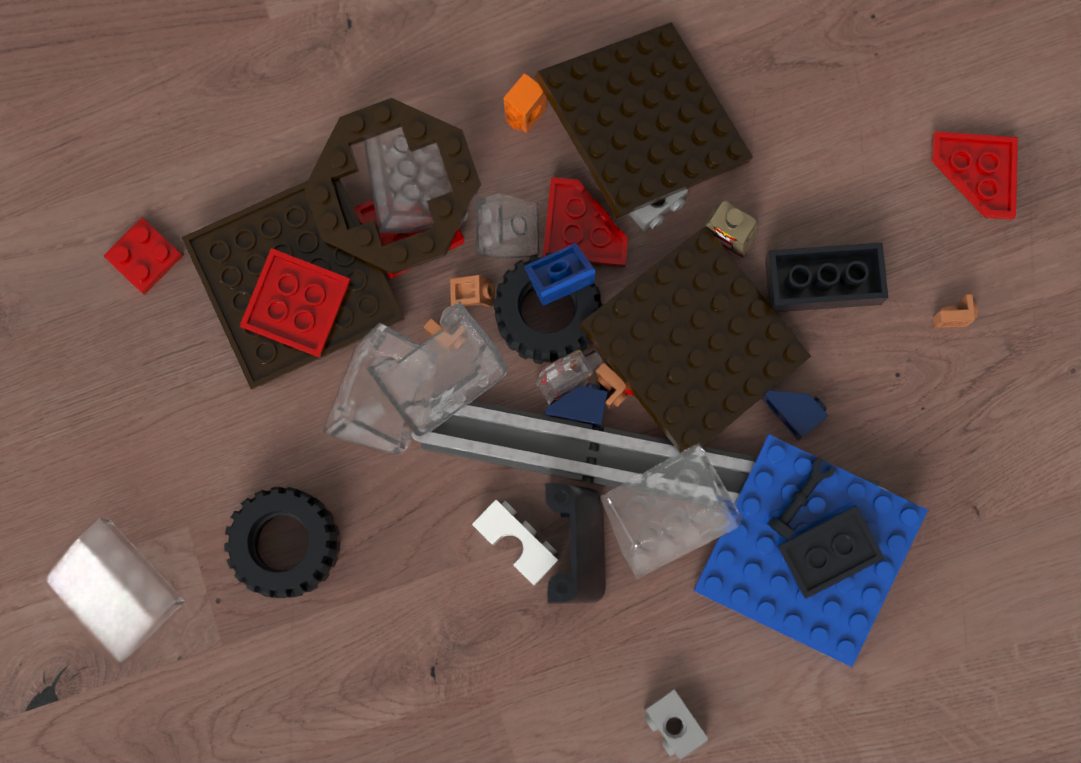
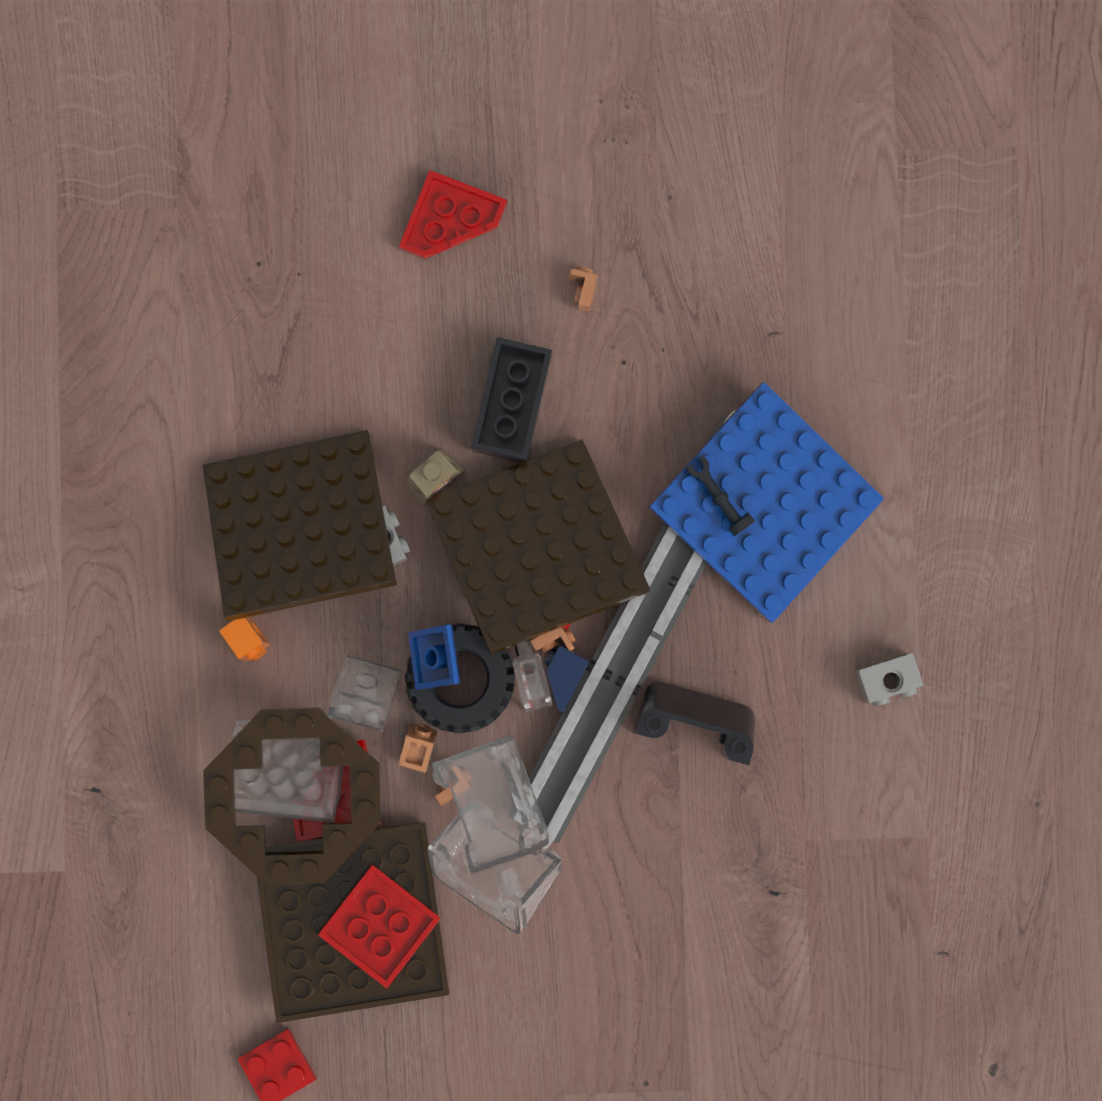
camera: 80 degrees left, 5 degrees up
(246, 530) = (619, 1043): black tyre -> none
(499, 522) = (653, 786): white arch -> none
(581, 220) = (384, 619): red plate -> none
(670, 511) = (694, 622): clear slope -> none
(796, 411) = (632, 470): dark blue slope -> none
(830, 551) = (776, 486): black plate -> none

